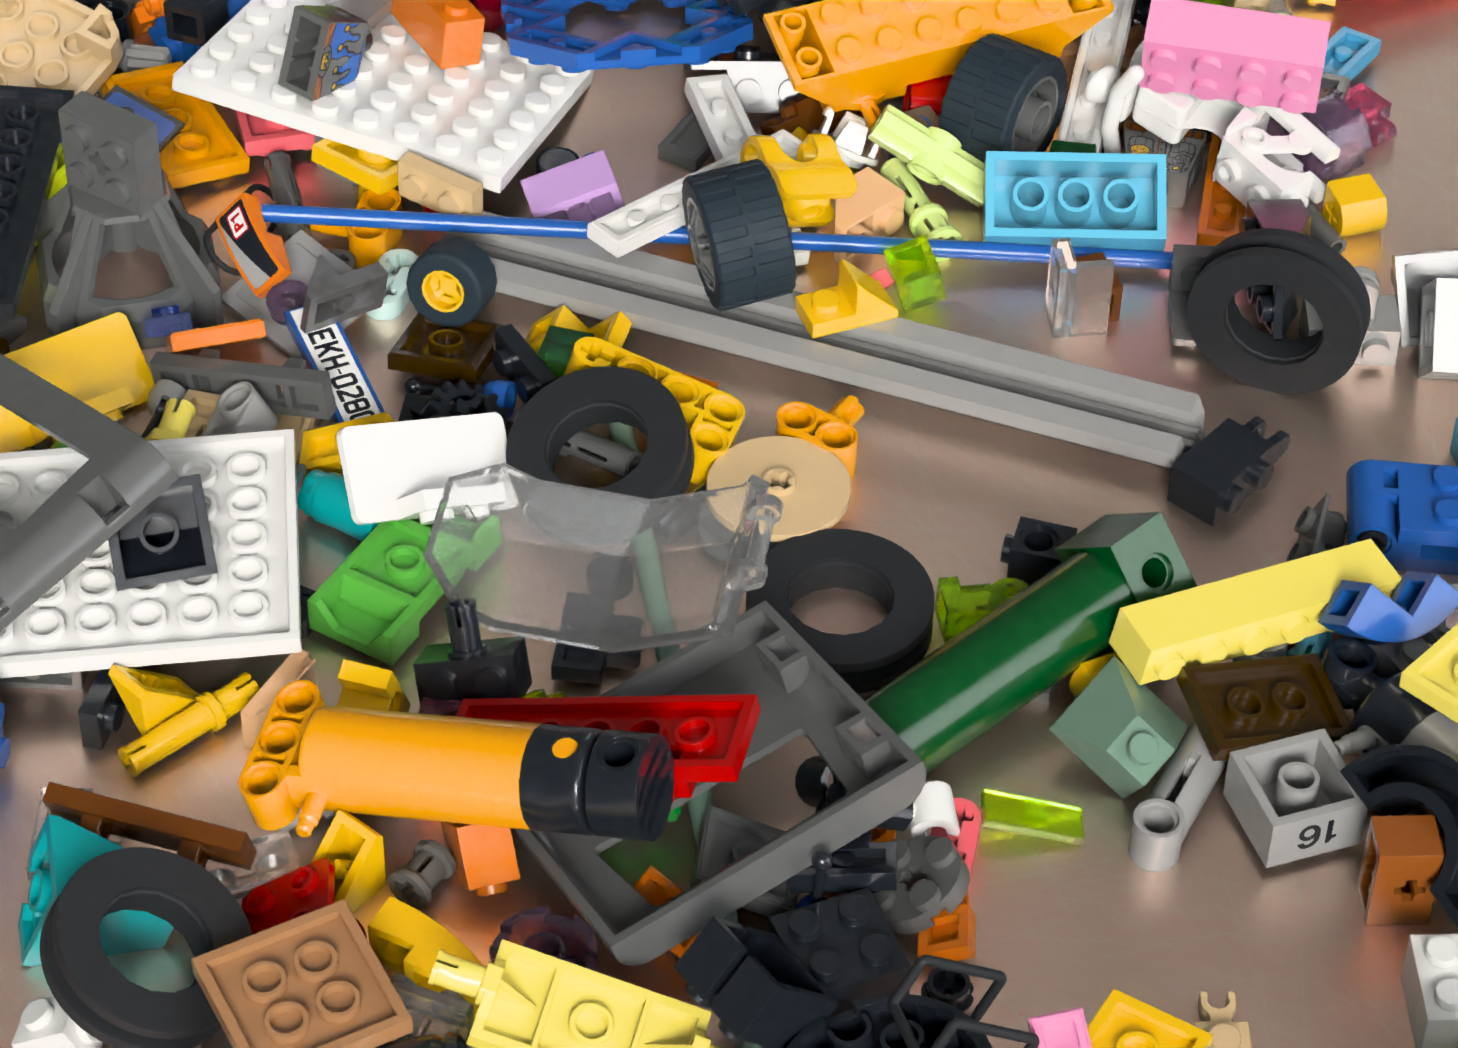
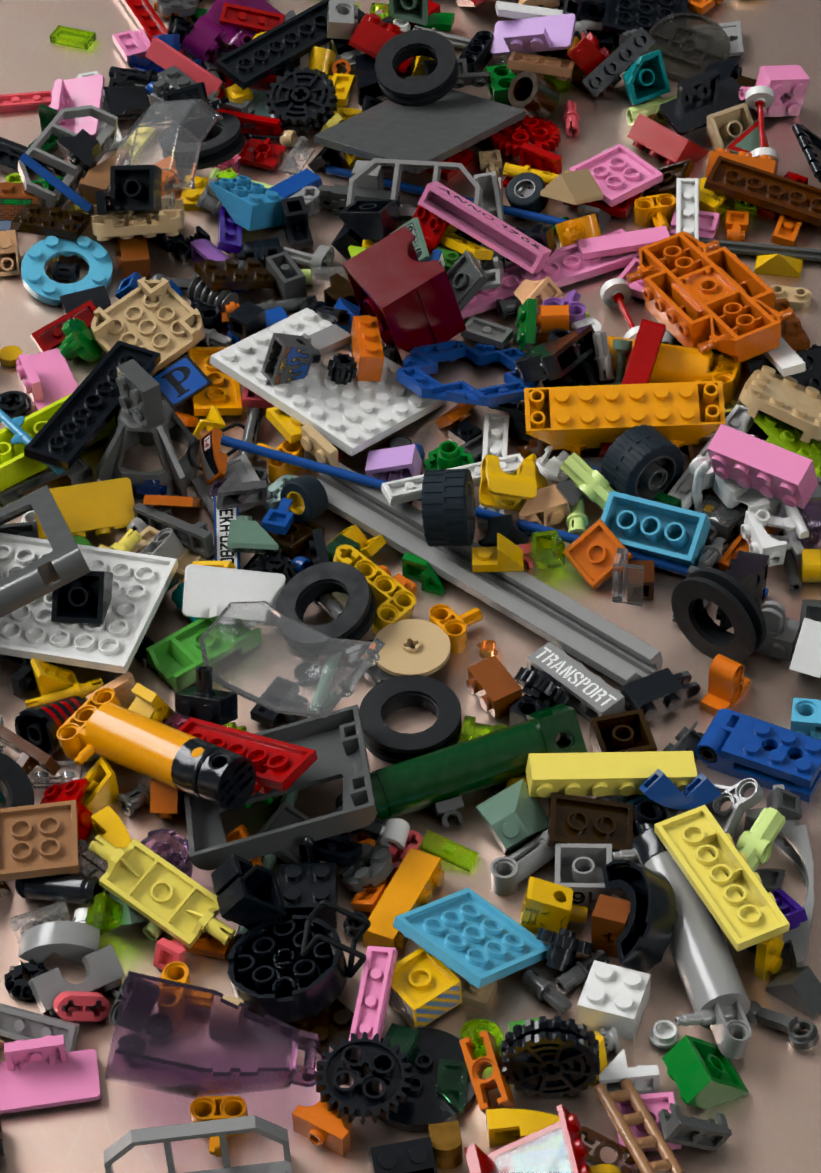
camera: 25 degrees right, 0 degrees up
(197, 773) = (41, 722): none -> black cone
(210, 193) = (212, 420): none -> yellow bracket
(403, 364) = (250, 537): none -> sand green slope
(415, 52) = (342, 369): none -> black gear
(428, 326) = (279, 520): none -> blue plate
(625, 93) = (458, 413): none -> orange plate
(654, 121) = (464, 432): none -> black plate
(655, 166) = (447, 456): none -> green plant
(718, 358) = (421, 571): none -> green slope
(821, 259) = (509, 527): none -> black brick
(896, 461) = (487, 648): none -> clear orange piece
(904, 175) = (570, 492): none -> dark grey slope
(956, 518) = (493, 686): none -> dark orange brick
(994, 746) = (448, 808): none -> dark grey tile
(1000, 263) = (594, 553): none -> orange tile
(1010, 923) = (408, 889): none -> light orange brick
(1043, 497) = (541, 686): none -> black gear
(1077, 479) = (587, 691): none -> light grey brick
(1179, 955) = (472, 937): none -> medium azure plate
(1180, 221) = (712, 553): none -> light grey axle
(1230, 541) = (621, 733): none -> dark brown brick
(1268, 869) = (549, 906): none -> yellow torso
(1330, 427) = (725, 685): none -> orange tile
(1334, 929) = (562, 947): none -> black plant
(1342, 1014) = (546, 991): none -> dark grey axle
(1379, 963) = (579, 972): none -> dark grey axle

